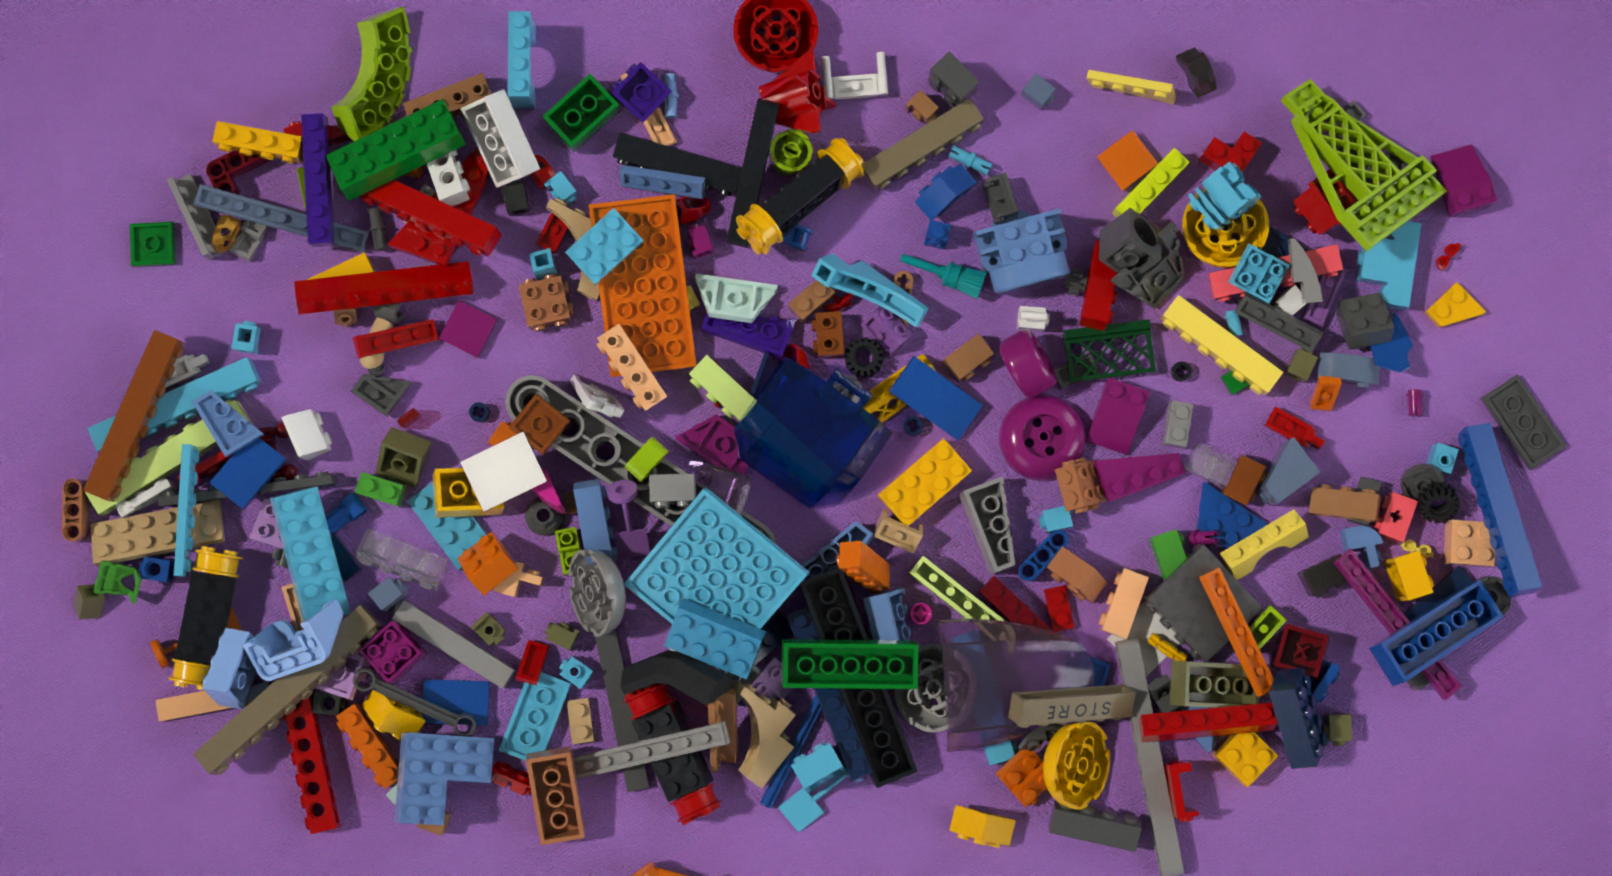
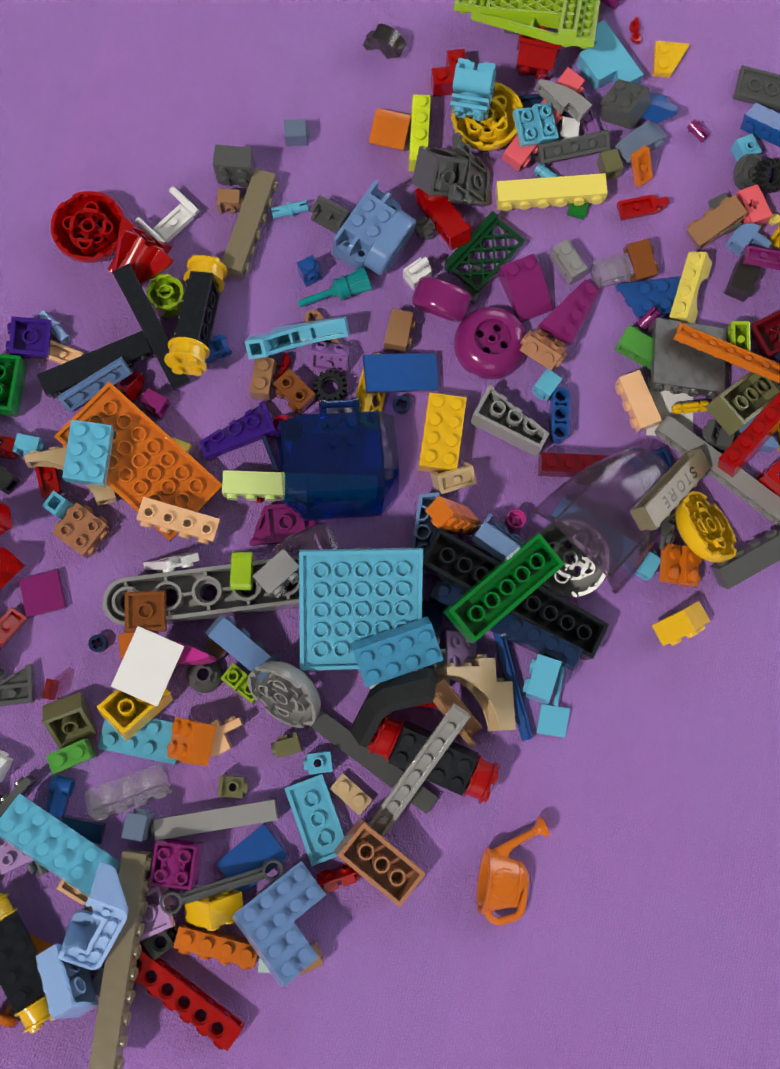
camera: 45 degrees left, 5 degrees down
(186, 705) = (55, 1039): light nougat tile -> none
(532, 662) = (282, 783): red tile -> none
(630, 542) = (280, 640): medium lavender piece -> none
(734, 297) = (209, 420): light aqua wing -> none
(945, 190) = (290, 236): blue brick -> none
(950, 591) = (521, 487): yellowish green brick -> none
(1058, 608) = (599, 440): red plate -> none
(1080, 576) = (593, 405): nougat brick -> none
(1140, 87) = (353, 80): light yellow wing -> none
(1185, 376) = (541, 224): black bush -> none
(1286, 472) = (665, 230): sand blue slope -> none

